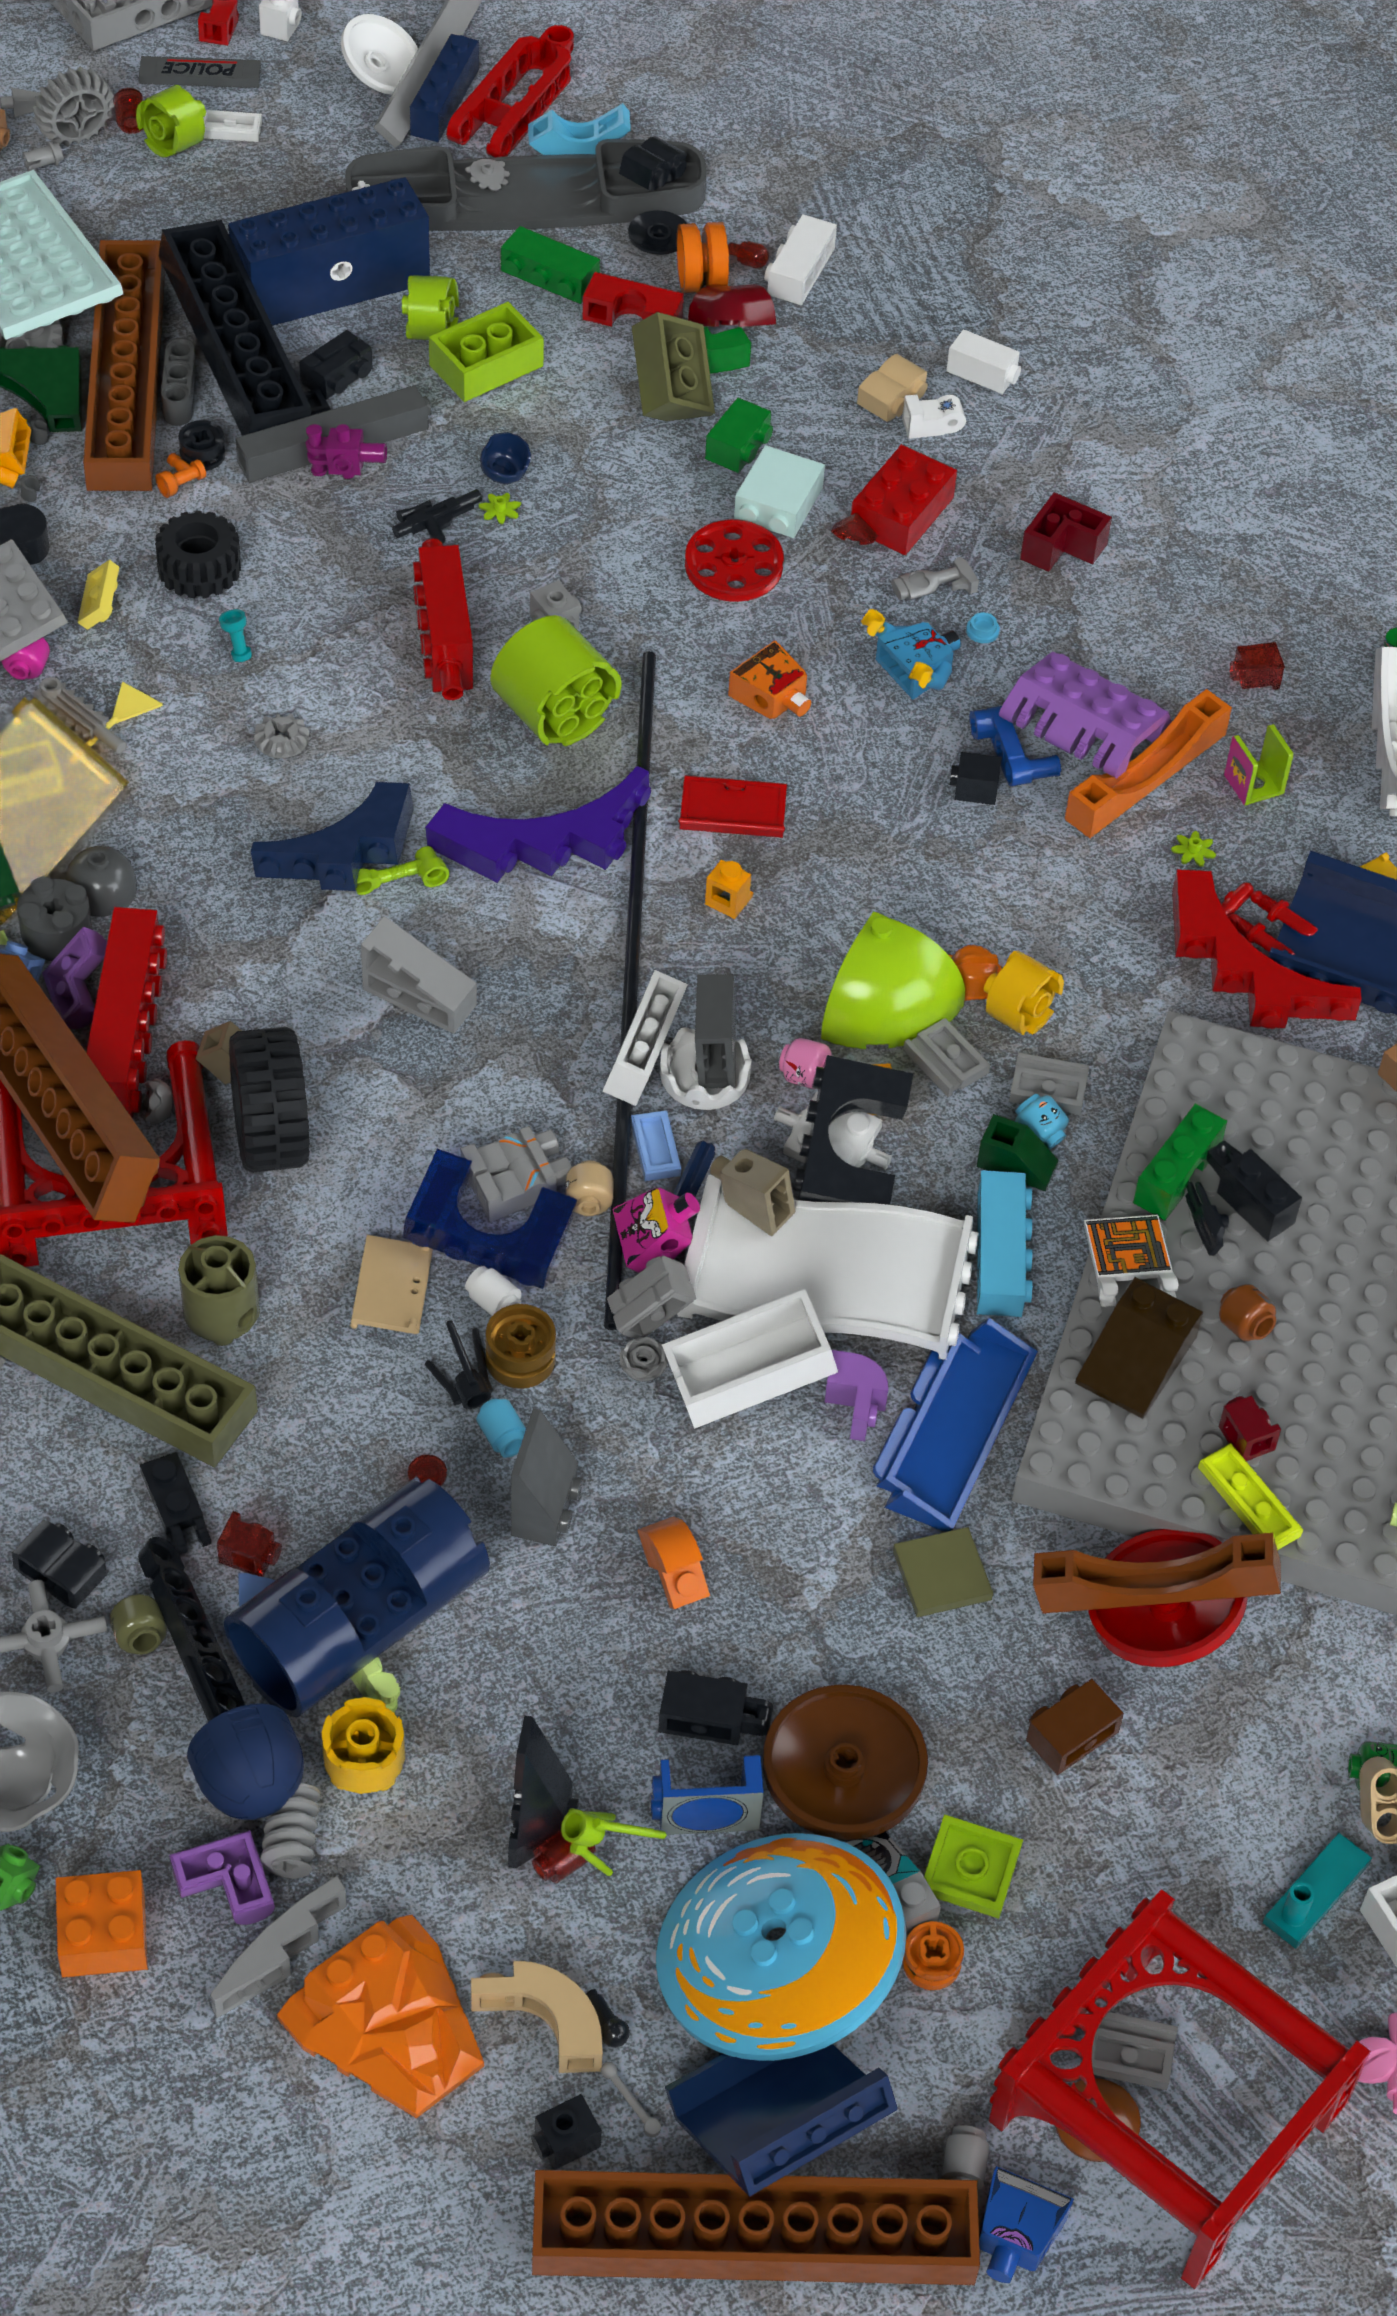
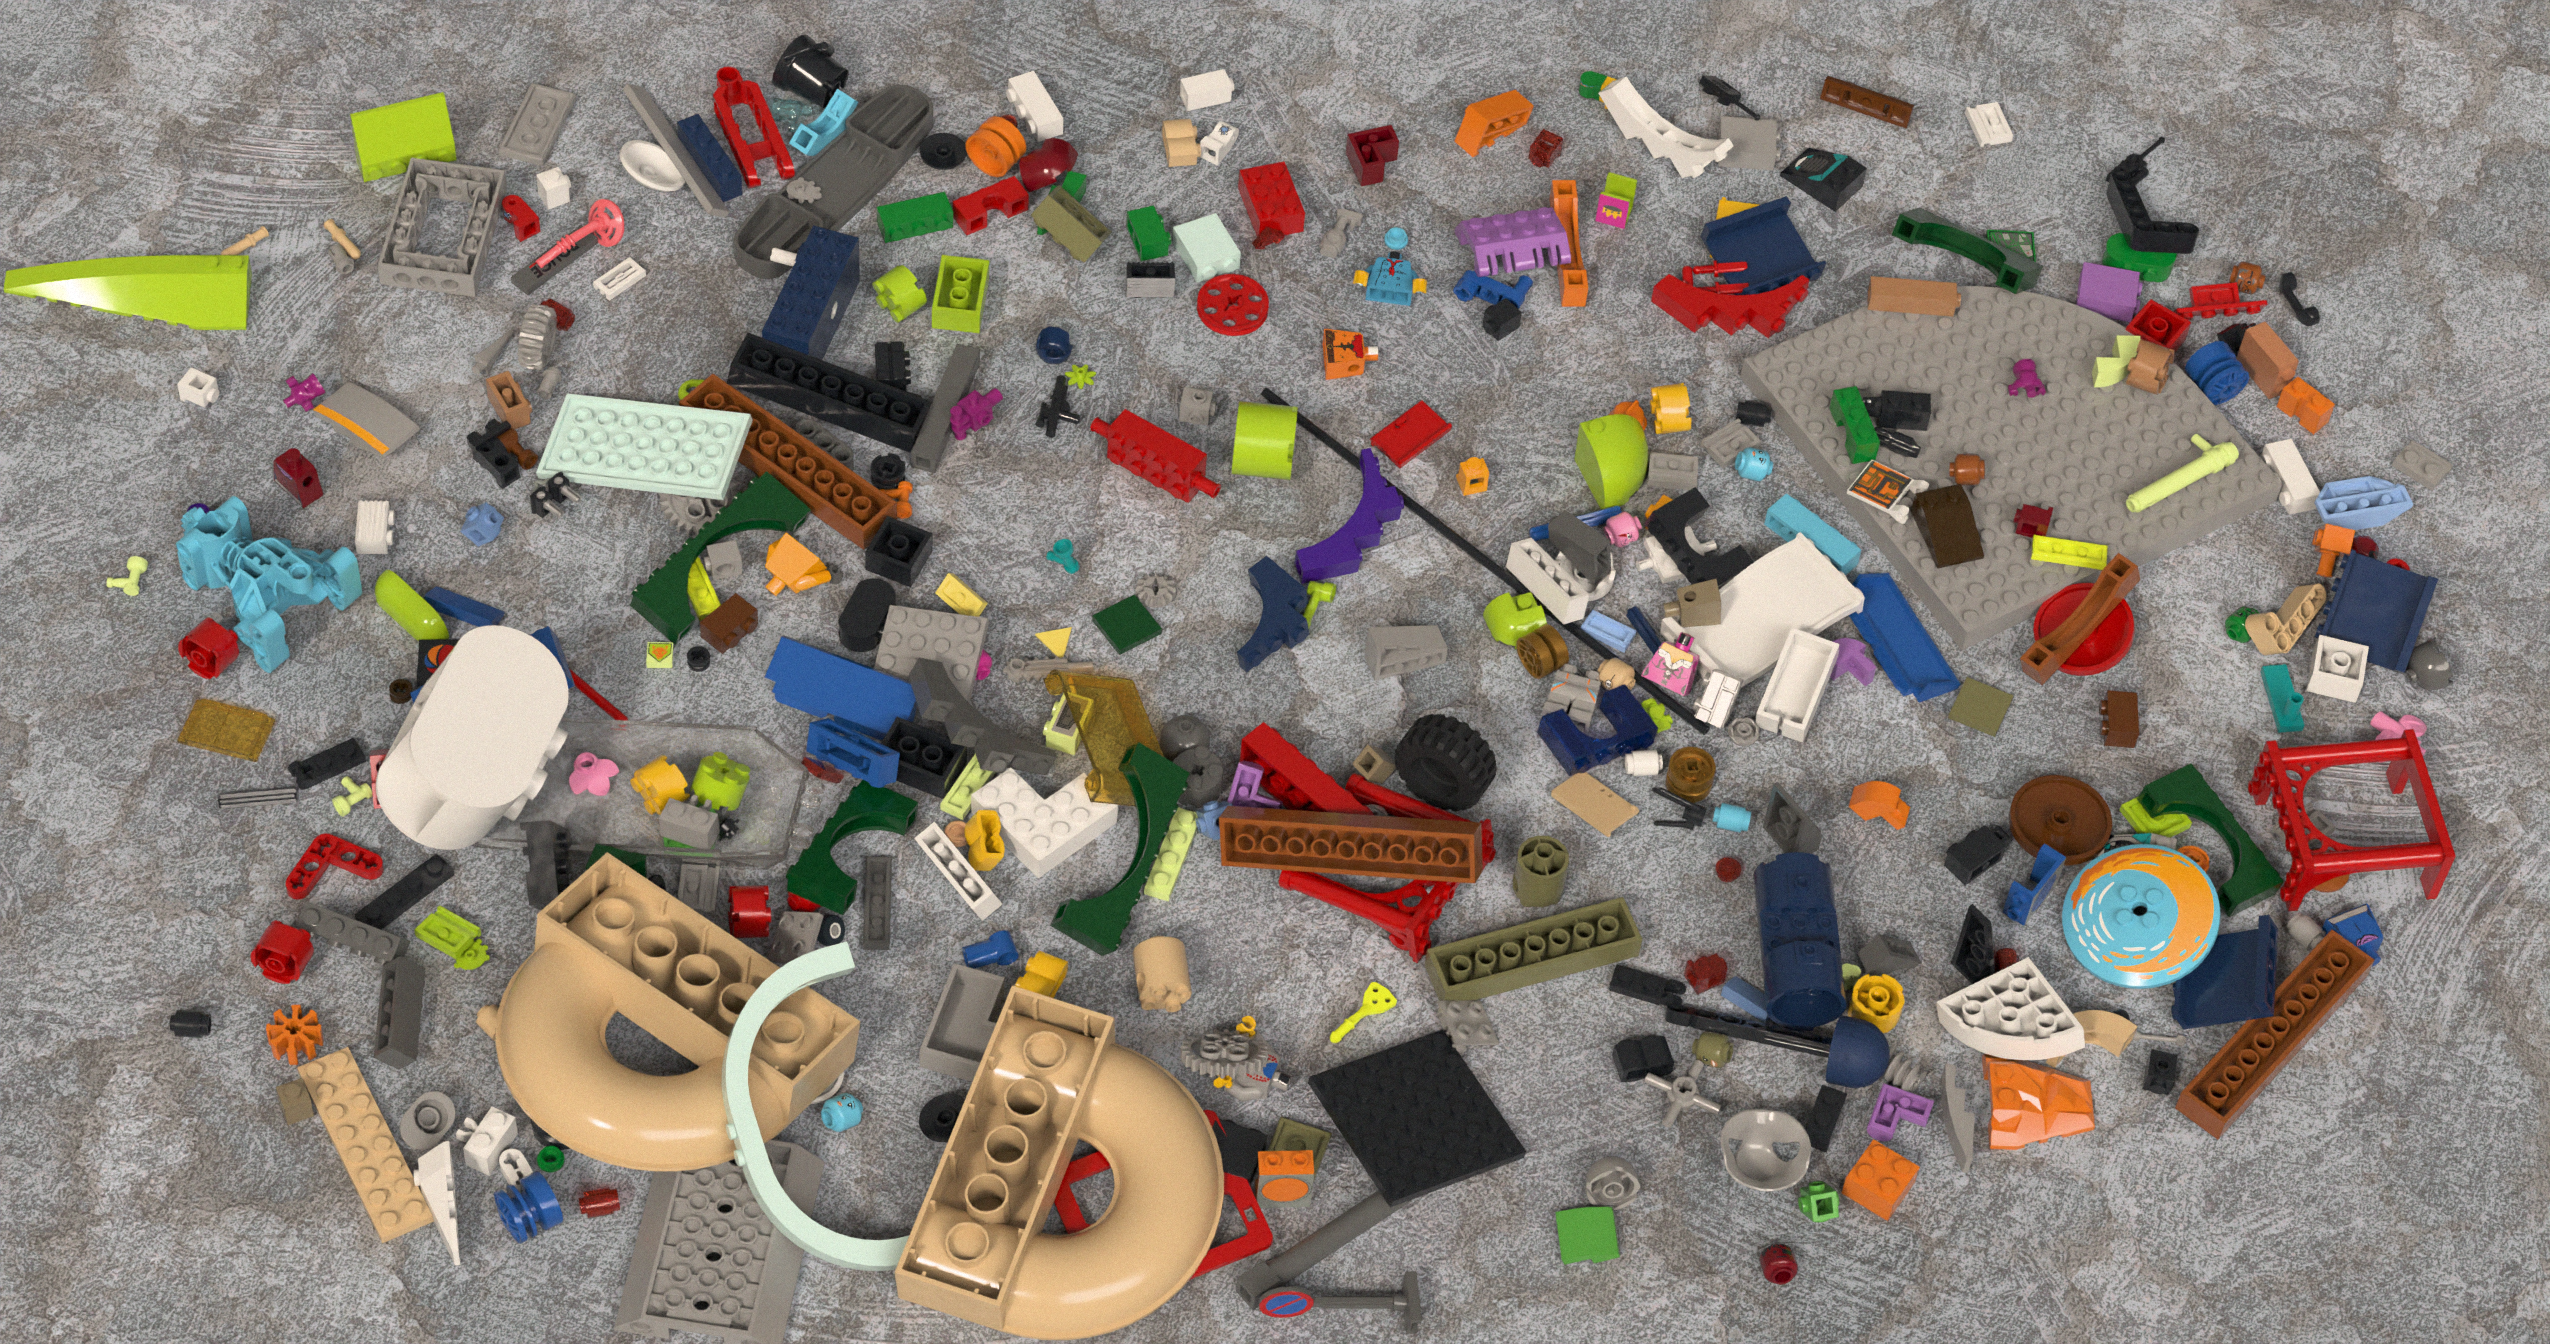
camera: 50 degrees left, 0 degrees up
(100, 509) = (898, 551): none -> black brick
(140, 1803) = (1825, 1117): none -> black brick
(171, 121) = (599, 301): lime brick -> none
(198, 554) = (982, 516): black tyre -> none
(210, 742) = (1126, 624): none -> dark green tile
(266, 64) = (598, 224): none -> coral dish
(454, 1712) = (1887, 955): none -> dark grey arch
(476, 1899) = (2012, 1016): none -> white brick
(544, 1097) = (1542, 651): none -> pearl gold wheel
(573, 101) = (790, 111): none -> clear light blue piece
(573, 1054) = (1513, 617): none -> lime brick
(580, 1260) = (1656, 713): none -> lime piece
(588, 1829) = (2014, 943): lime plant -> none
(626, 71) = (810, 71): none -> black piece
(653, 163) = (900, 111): black brick -> none
(677, 473) = (1150, 279): none -> brick
(781, 1023) = (1591, 519): none -> blue axle
(1016, 1148) = (1763, 489): dark green slope -> none
(1027, 1871) = (2189, 794): none -> dark green arch
(1115, 1075) = (1753, 413): none -> black brick
(1194, 848) = (1634, 270): lime plant -> none
(1241, 597) = (1491, 119): none -> orange wedge

